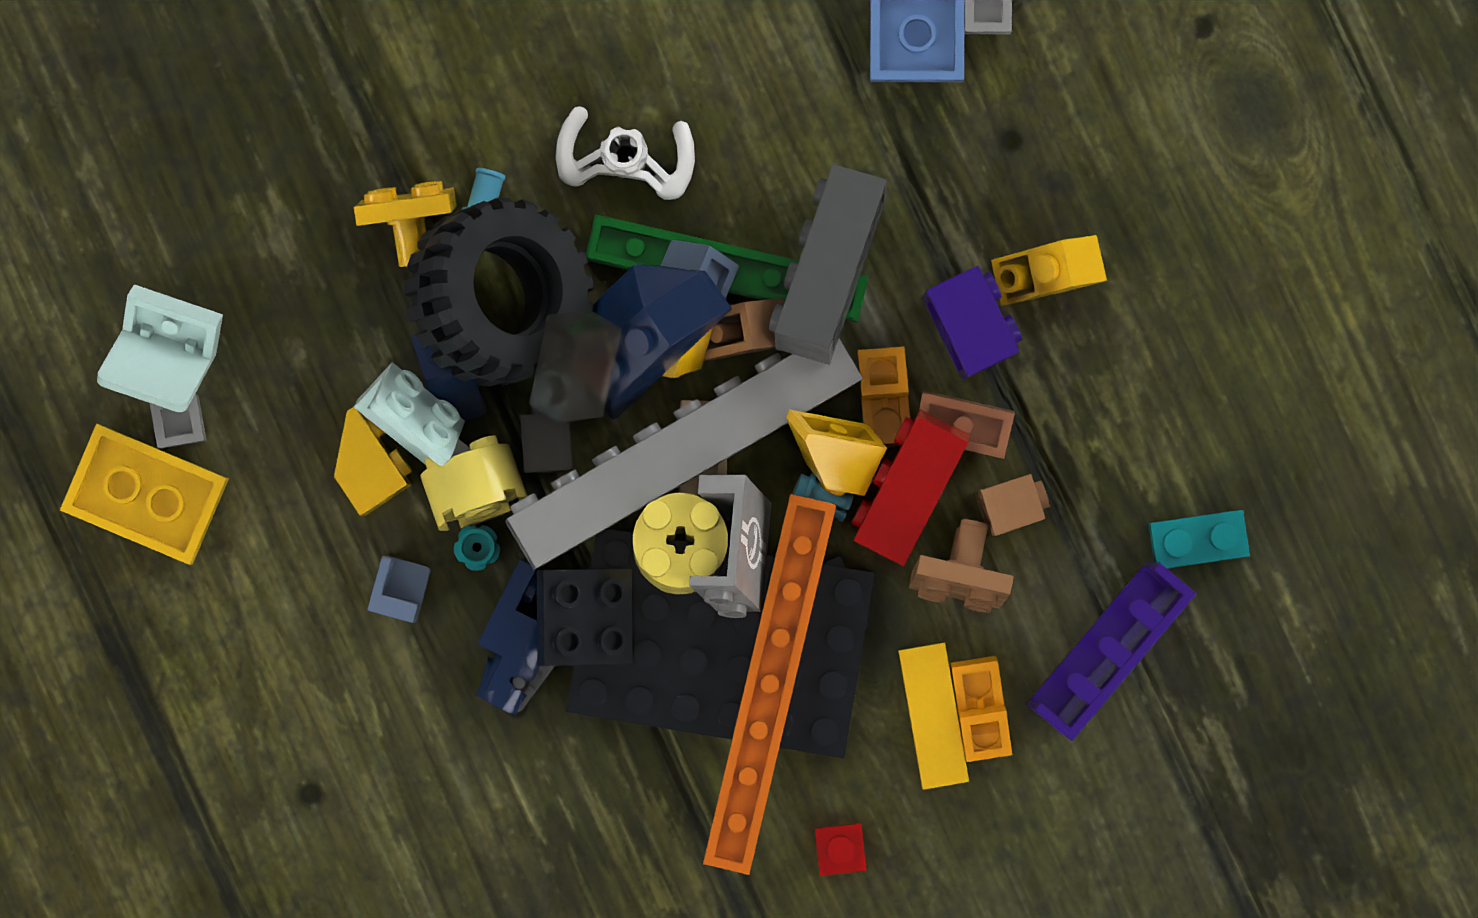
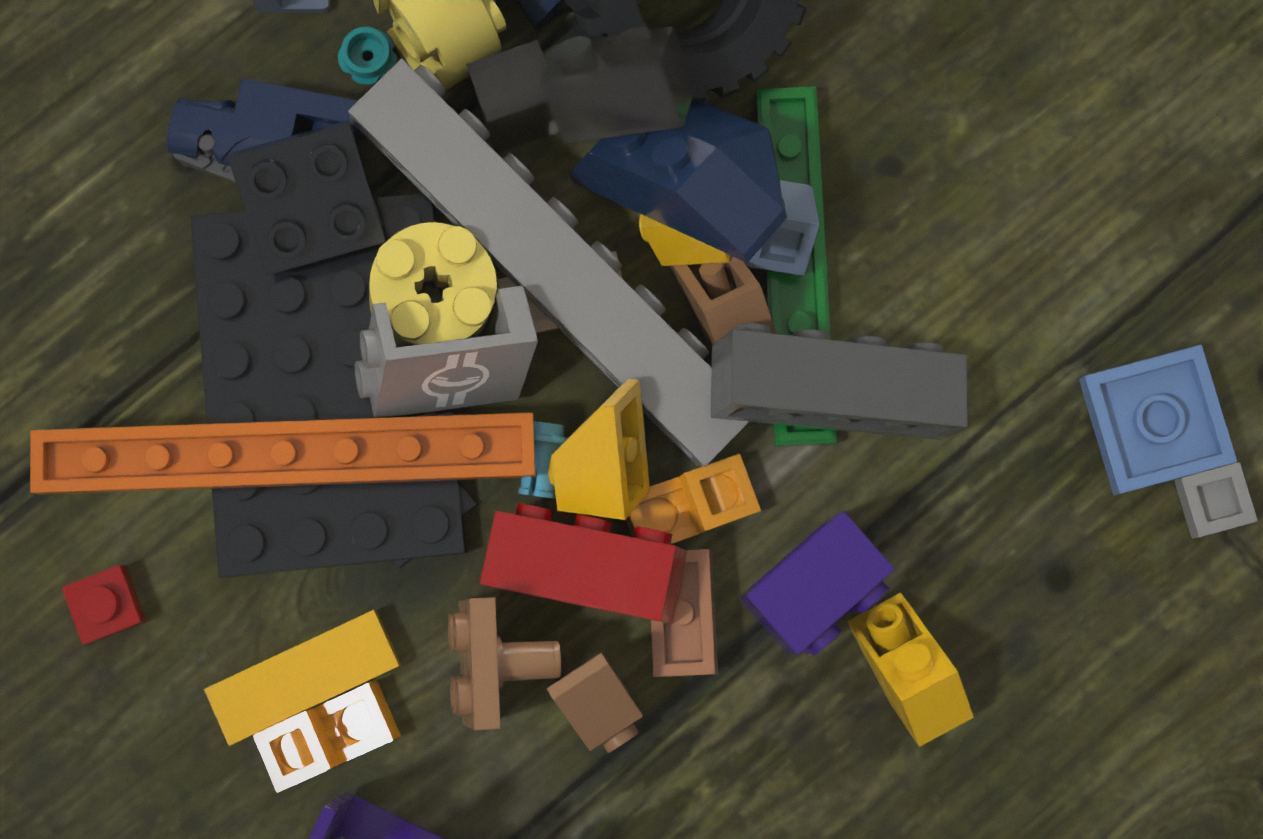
camera: 70 degrees right, 5 degrees down
(578, 172) = (889, 114): white piece -> none

